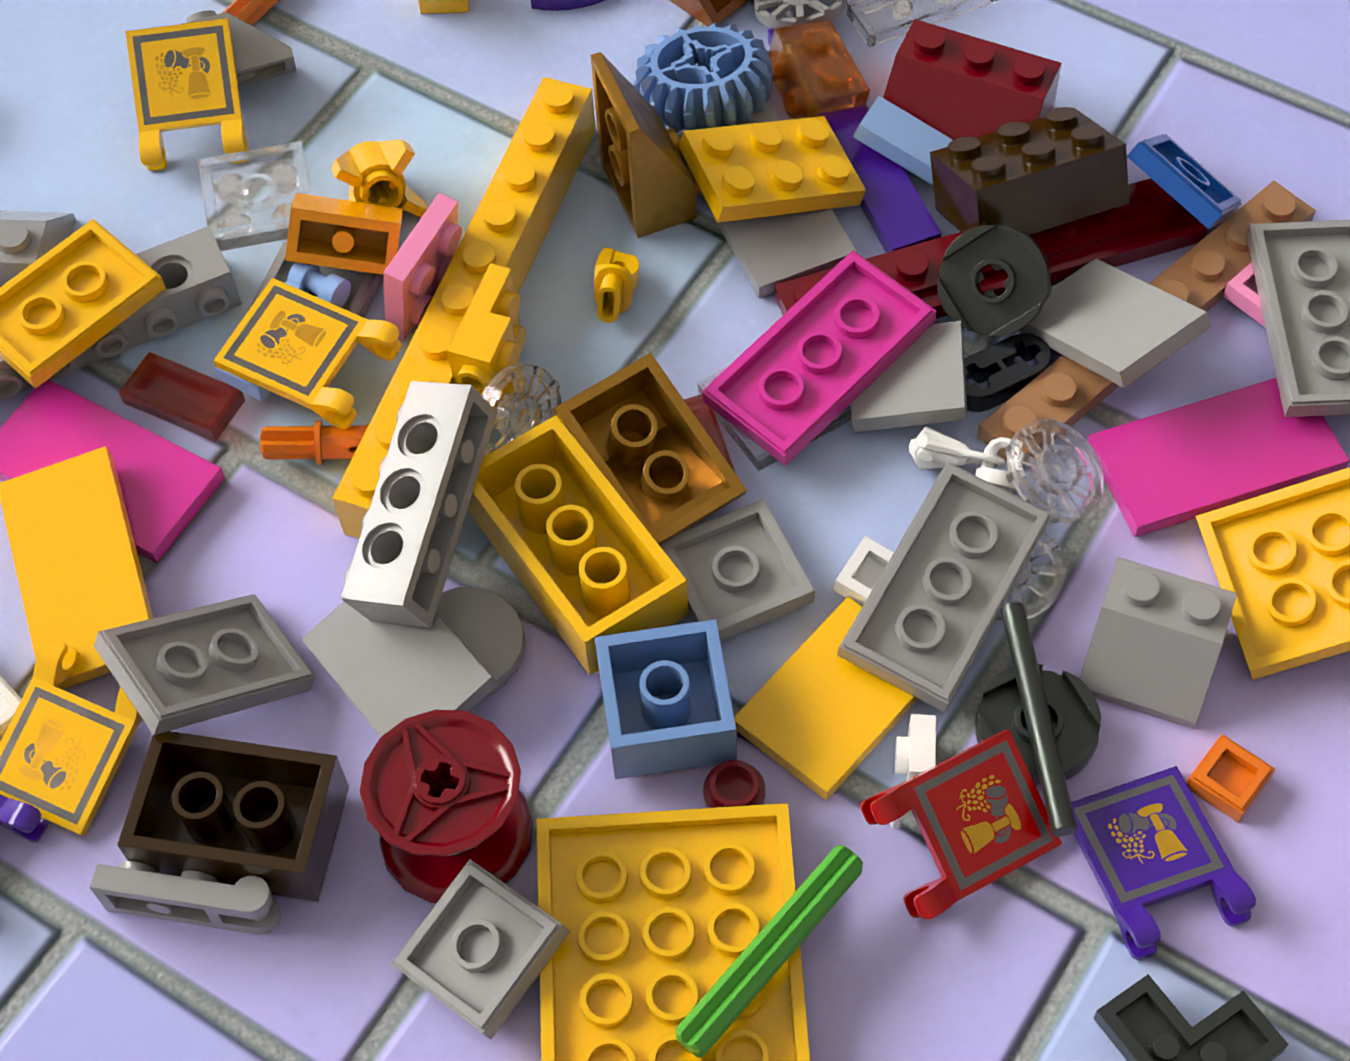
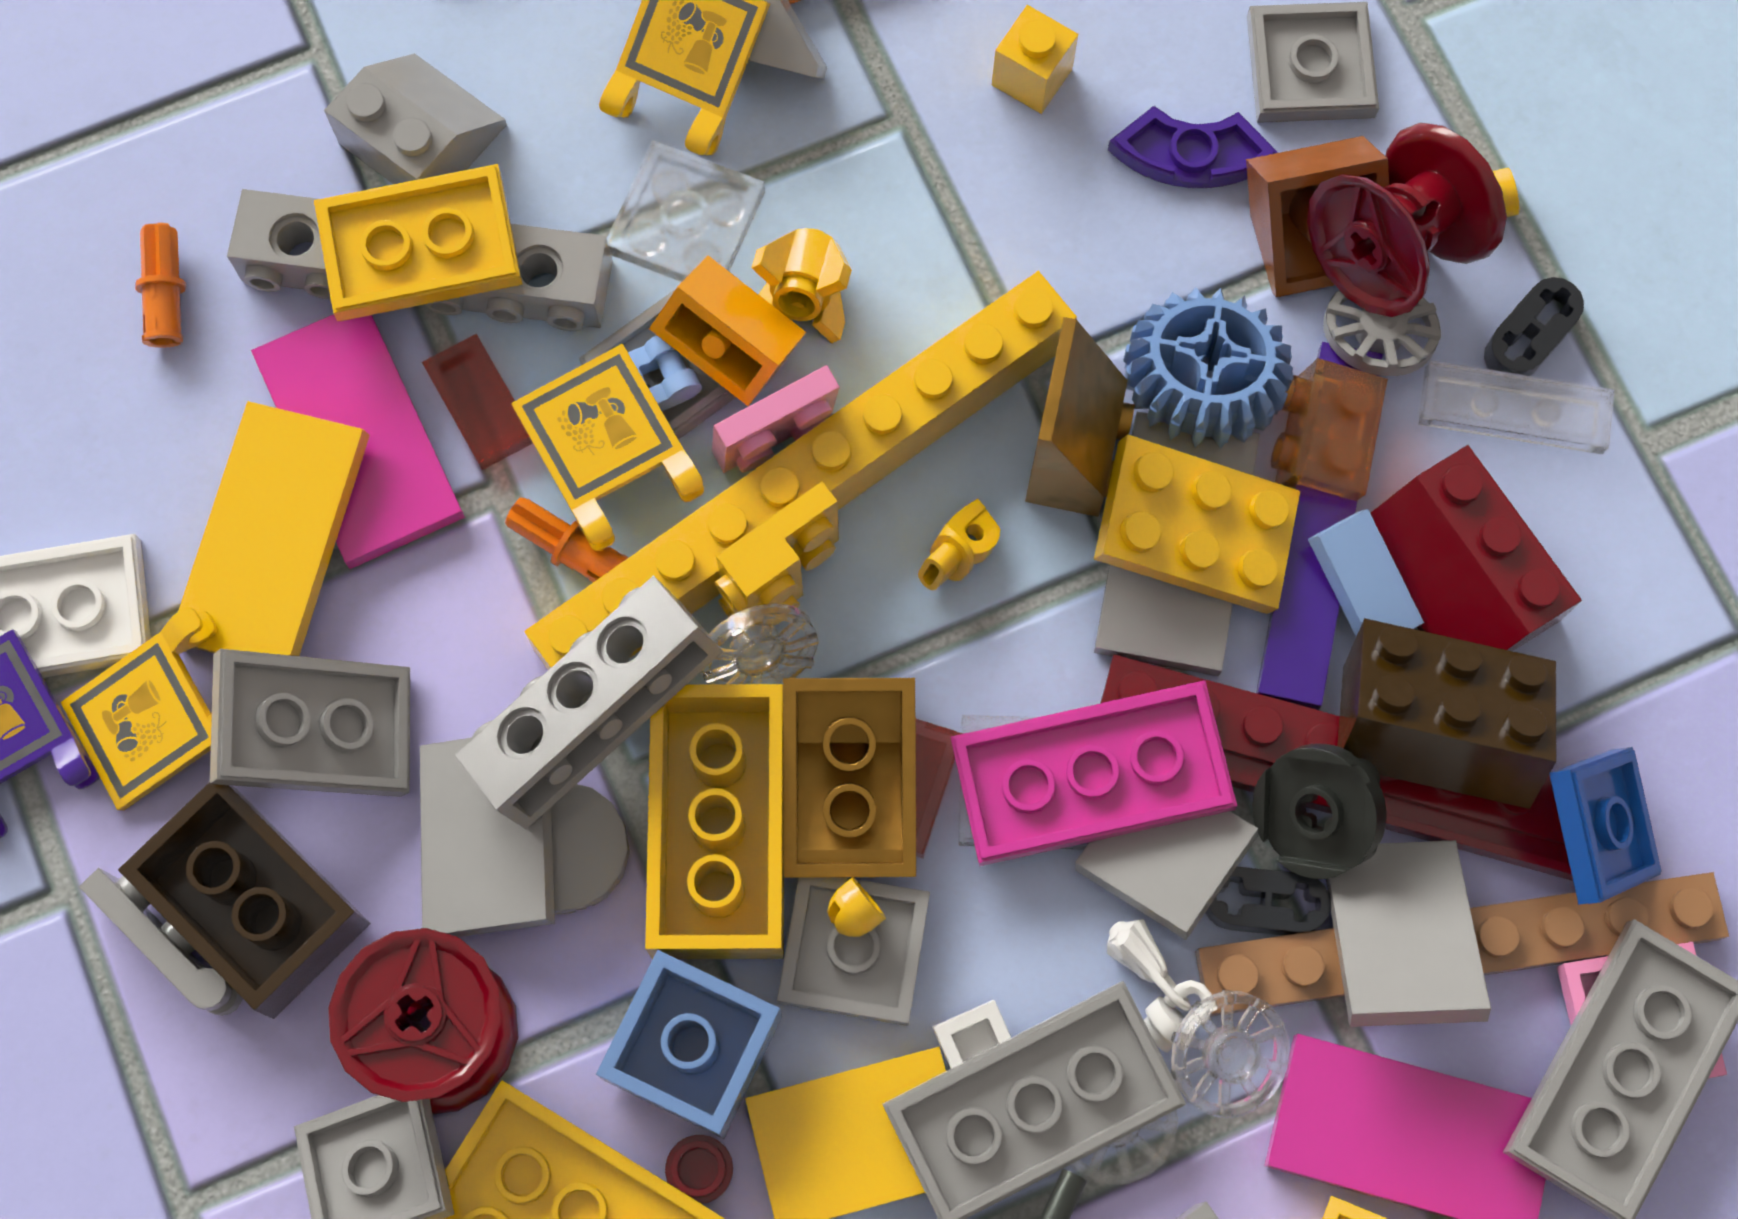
camera: 30 degrees right, 15 degrees up
(719, 533) = (854, 910): none -> yellow hinge

